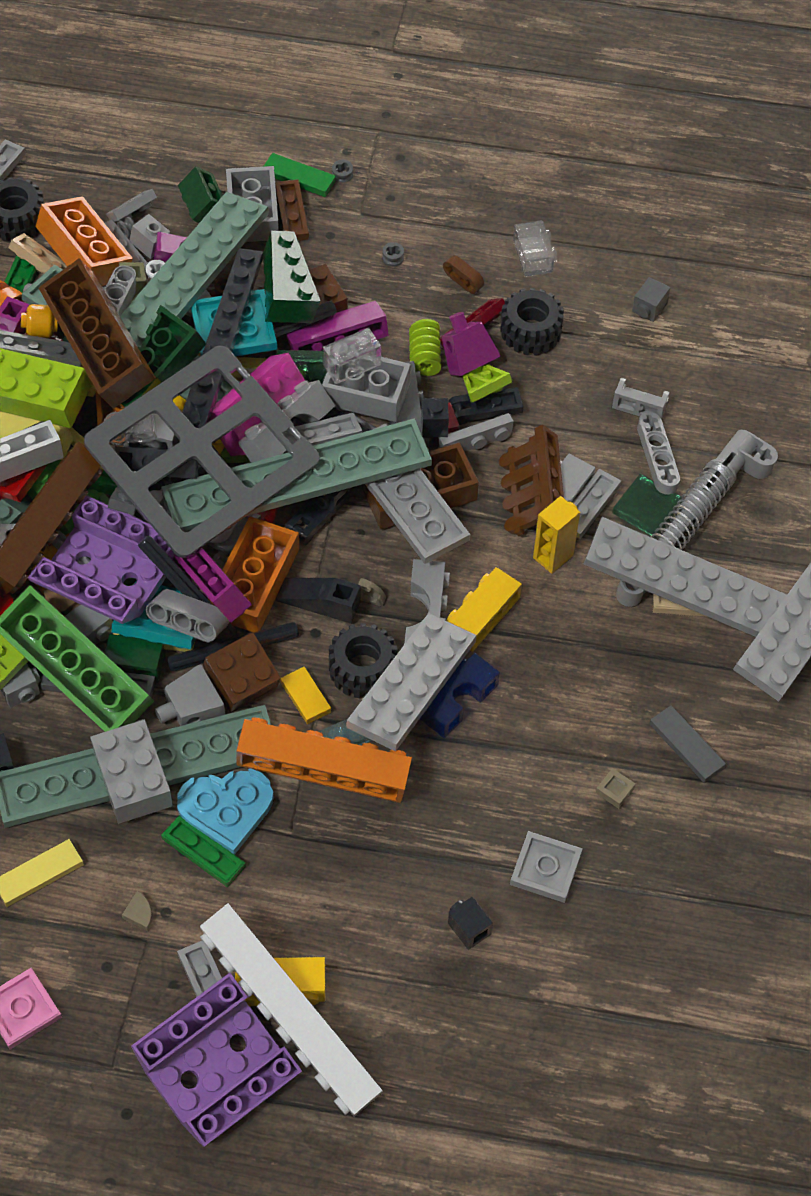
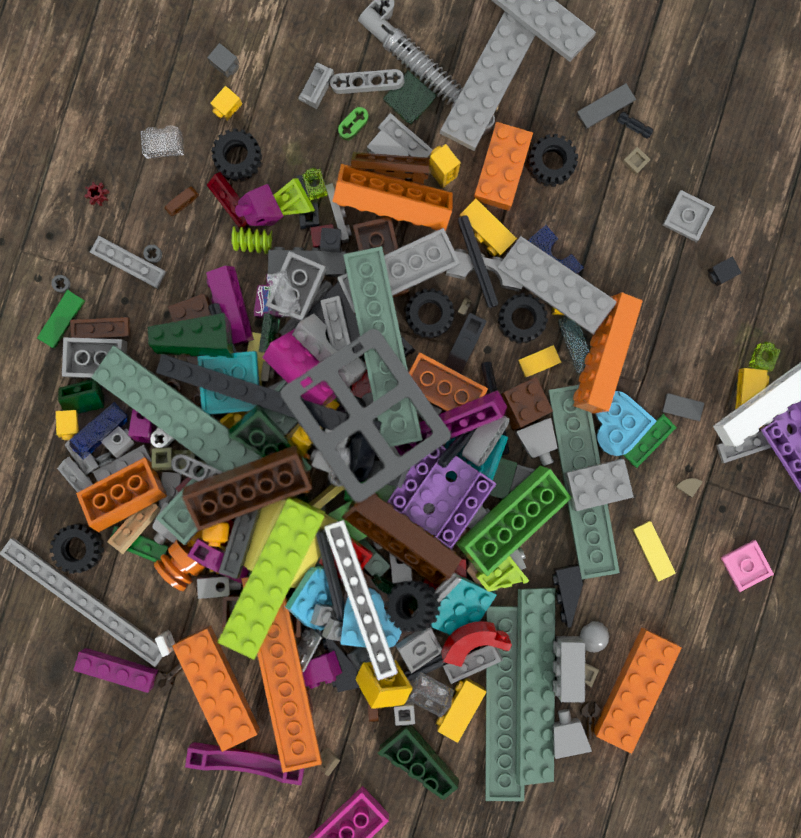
camera: 85 degrees left, 30 degrees up
(111, 198) = (74, 475): none -> light grey plate
(149, 198) = (92, 434): none -> clear blue brick
(166, 179) = (67, 424): none -> yellow brick
(258, 891) = (682, 407): none -> dark grey tile
(340, 983) = (757, 361): none -> clear neon green brick
(355, 531) = (436, 298): none -> black tyre
(378, 232) = (128, 262): none -> light grey tile
(432, 590) = (477, 261): none -> black axle
(458, 191) = (94, 198): none -> dark red gear
(503, 482) = (393, 197): none -> orange brick
(508, 399) = (318, 191): none -> clear neon green brick
(573, 617) = (503, 166): none -> orange brick
(595, 657) = (556, 145): none -> black tyre
(596, 306) = (225, 103): none -> yellow brick
(600, 445) = (349, 120): none -> bright green beam
(667, 784) = (635, 125): none -> black axle

